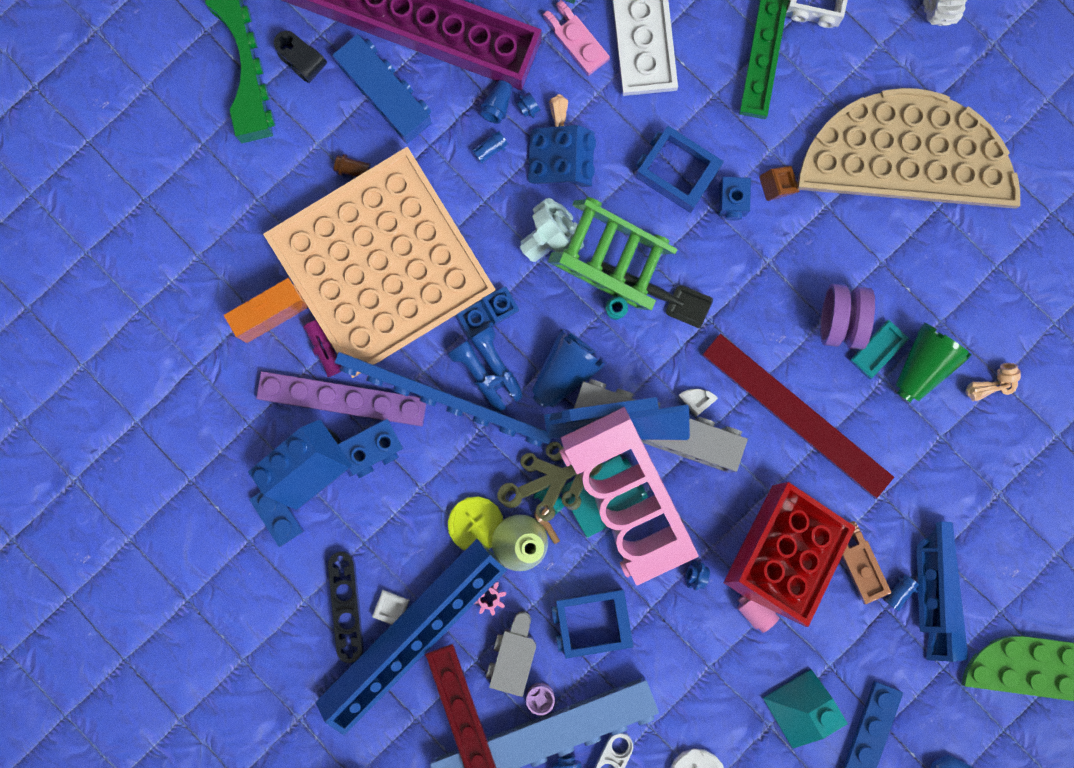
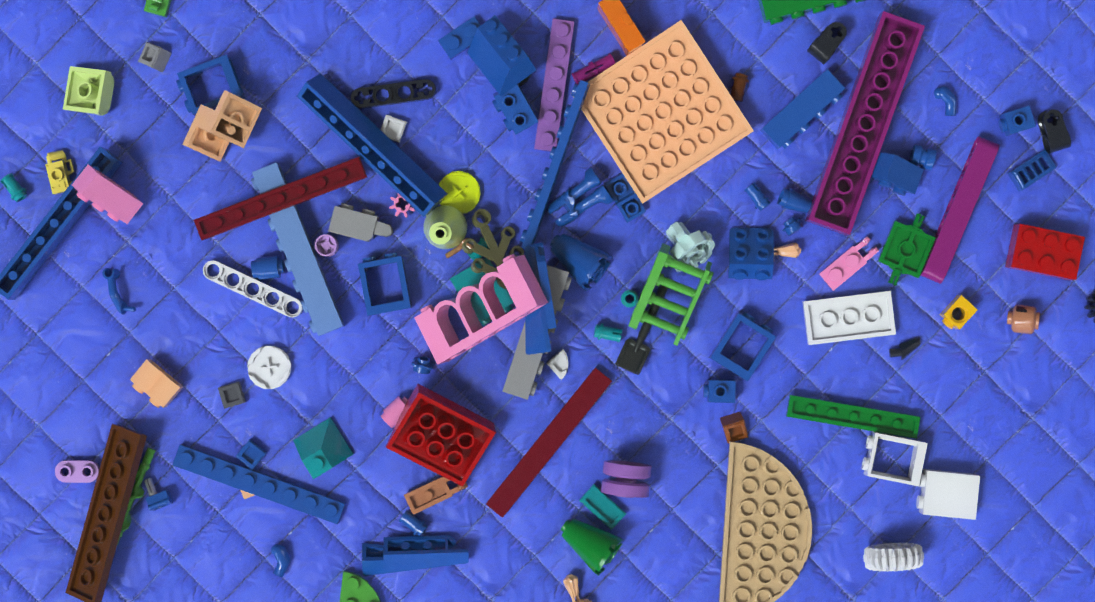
camera: 85 degrees right, 5 degrees up
(659, 338) = (607, 333): none -> teal pin

